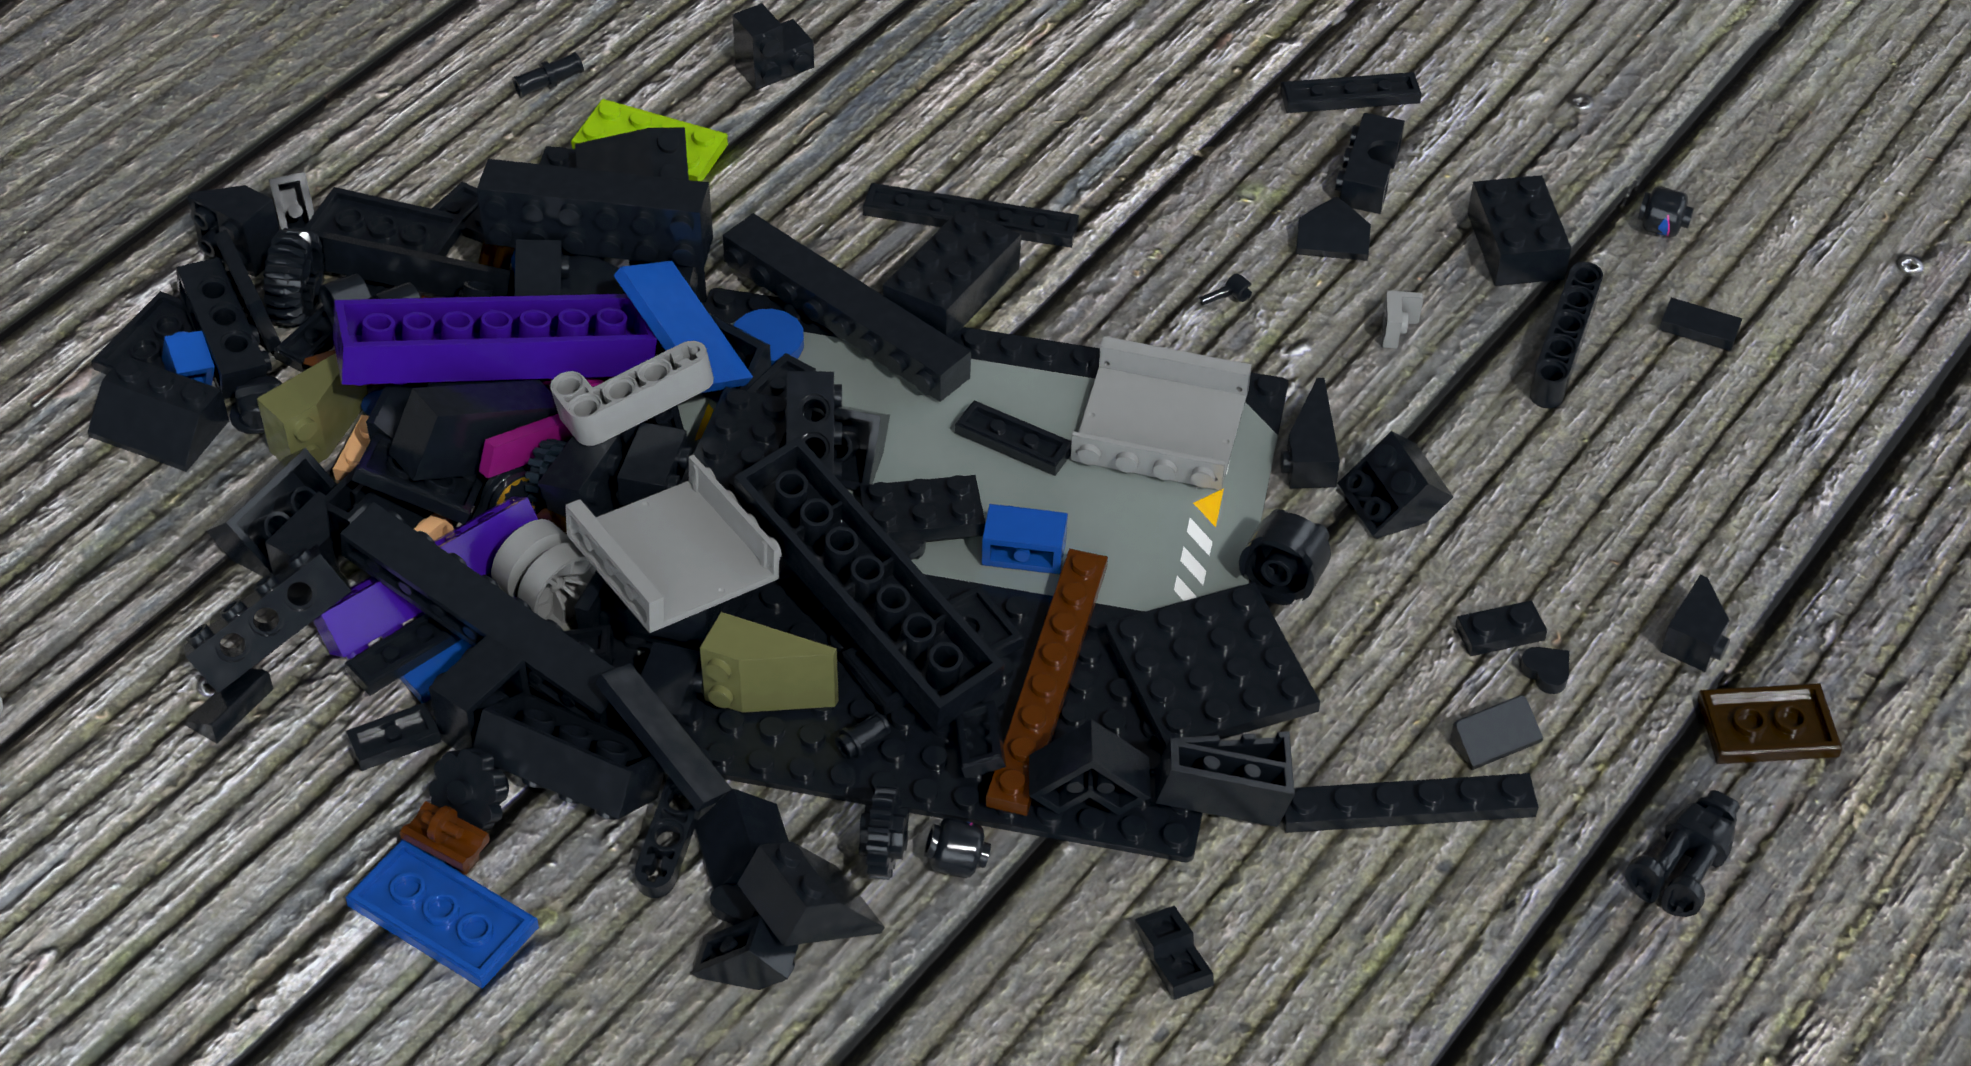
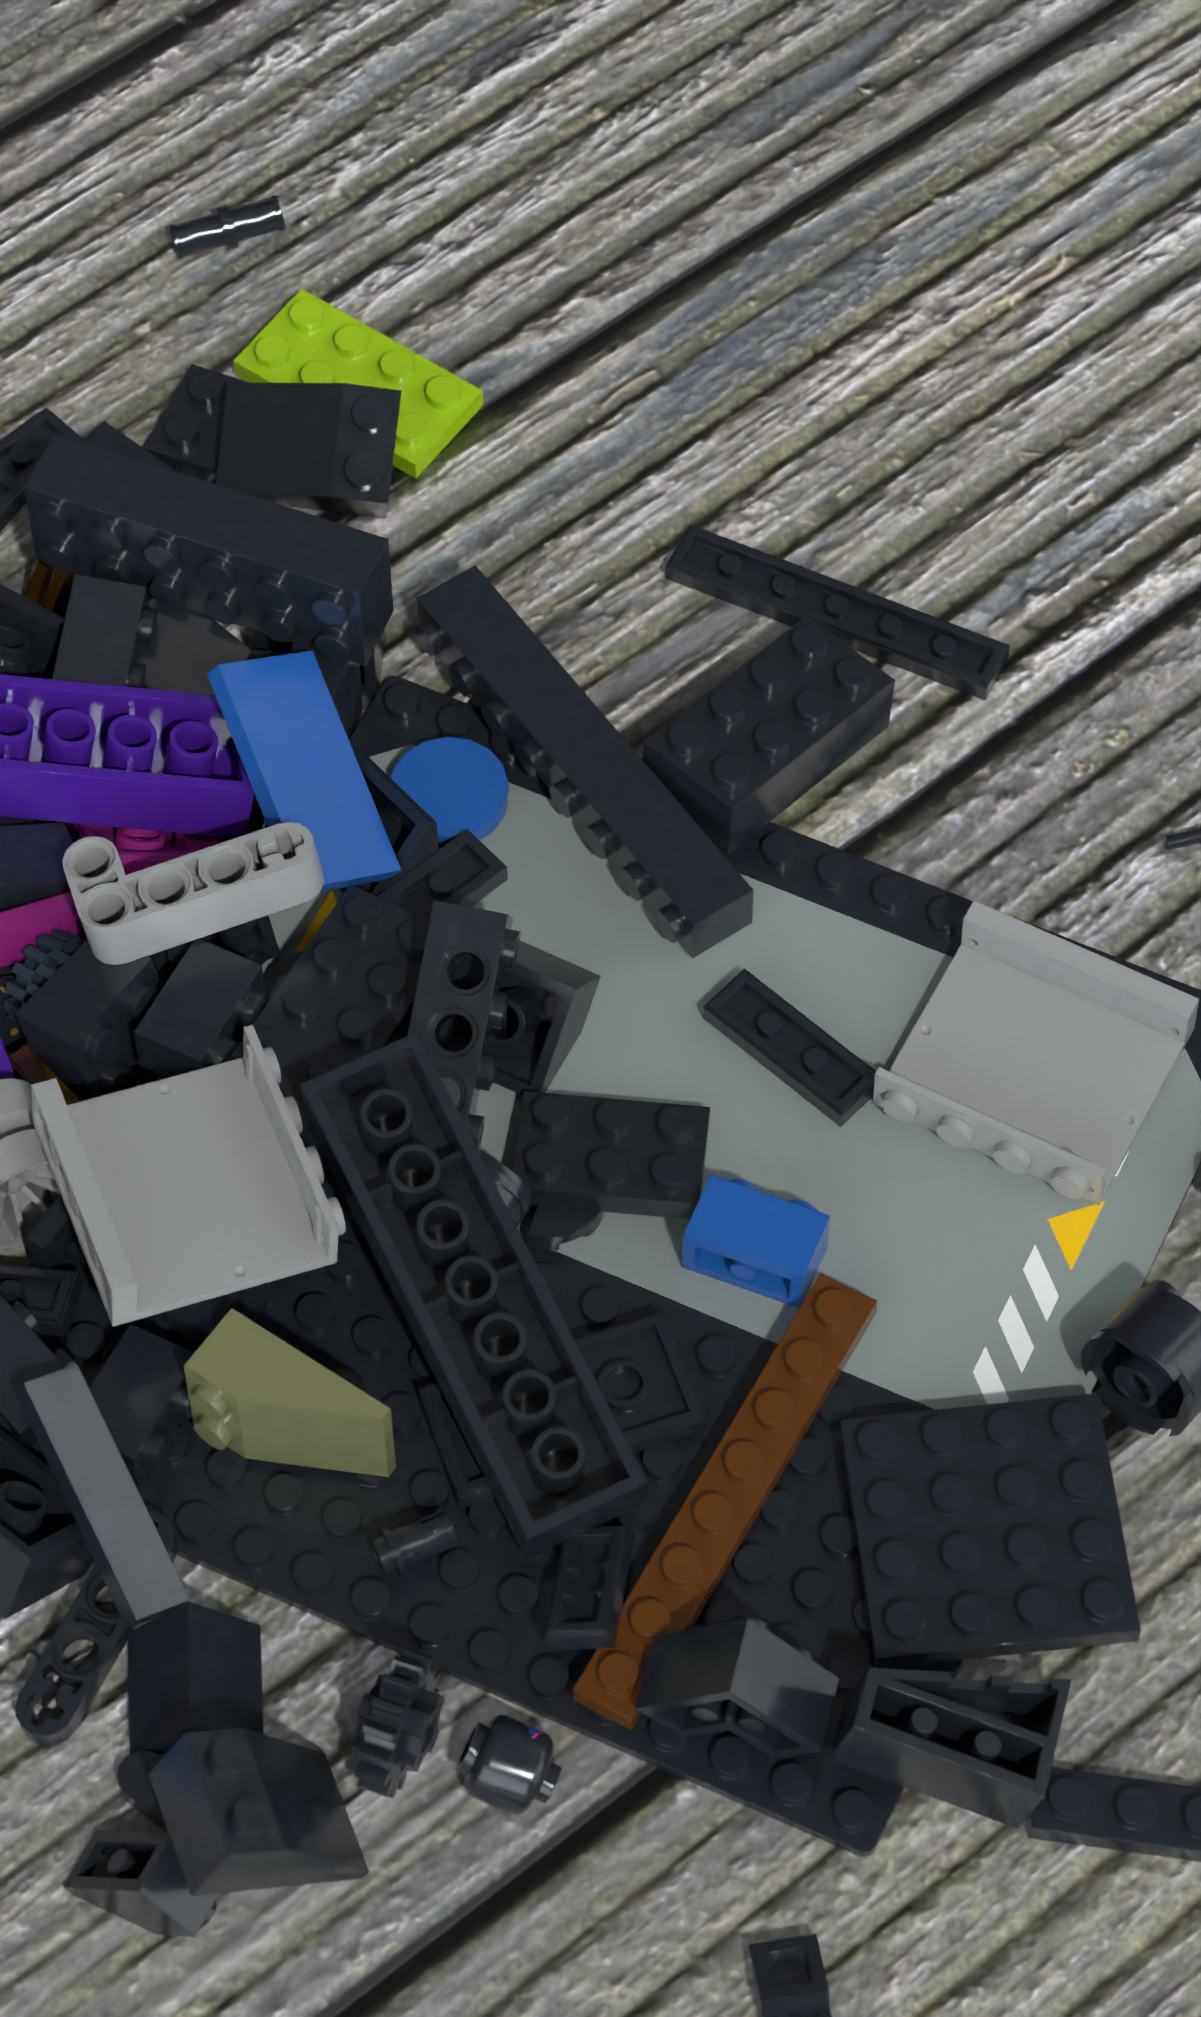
camera: 15 degrees right, 10 degrees up
(769, 49) = (586, 245): black brick -> none

